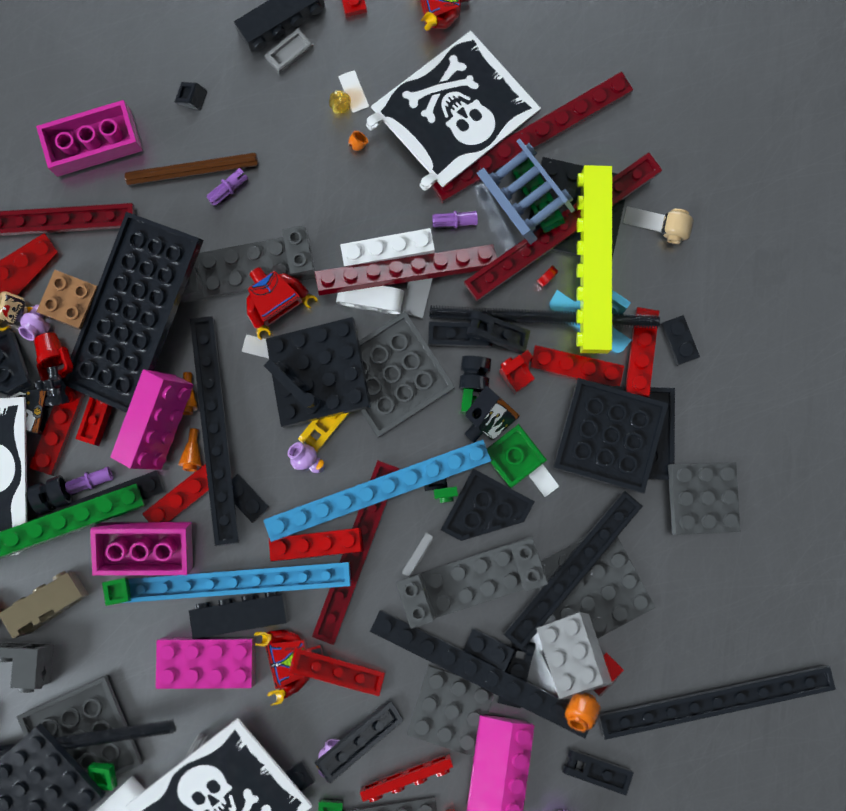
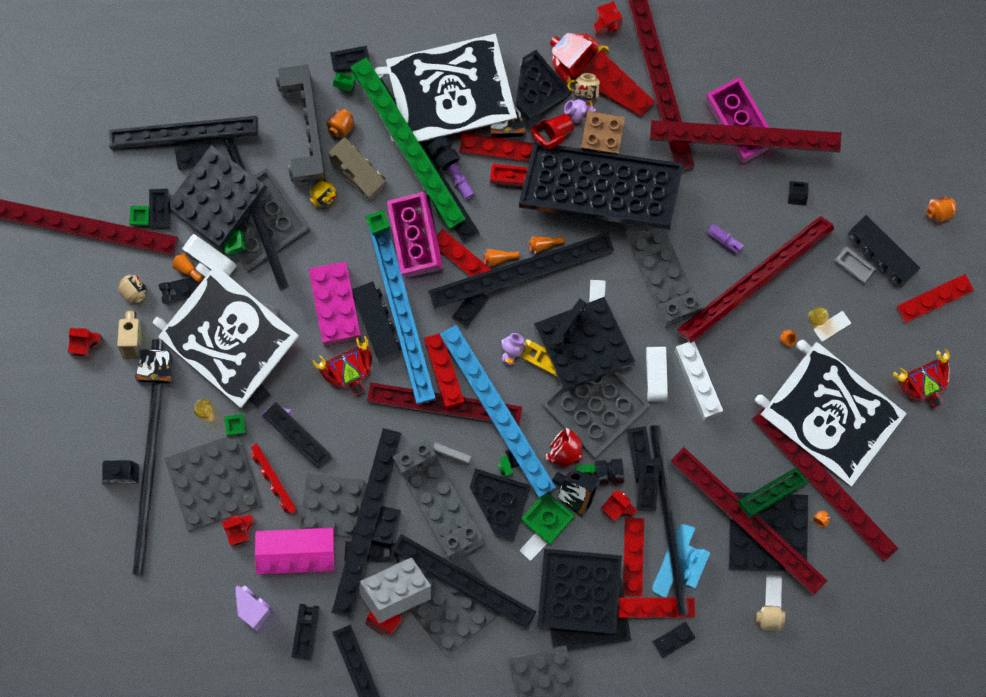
camera: 80 degrees right, 5 degrees down
(55, 388) = (528, 139): black piece -> none
(66, 652) = (322, 194): none -> yellow head
(109, 134) = (745, 136): none -> dark red plate
(151, 420) = (518, 220): dark pink brick -> none
(191, 169) = (734, 207): reddish brown axle -> none
(273, 297) = (638, 295): red torso -> none
(283, 161) = (755, 279): none -> dark red plate
(336, 672) = (346, 407): red plate -> none
(404, 269) = (684, 397): plate -> none
(416, 298) = (667, 412): light grey tile -> none
(438, 419) = (566, 449): none -> red cylinder
(455, 219) = (737, 431): medium lavender axle -> none
(515, 211) = (763, 465): sand blue fence -> none
(547, 276) = (705, 517): red tile -> none
(573, 147) = (822, 519): none -> orange hinge
(582, 711) = (353, 602): orange head -> none
(595, 260) = (723, 549): neon yellow brick -> none

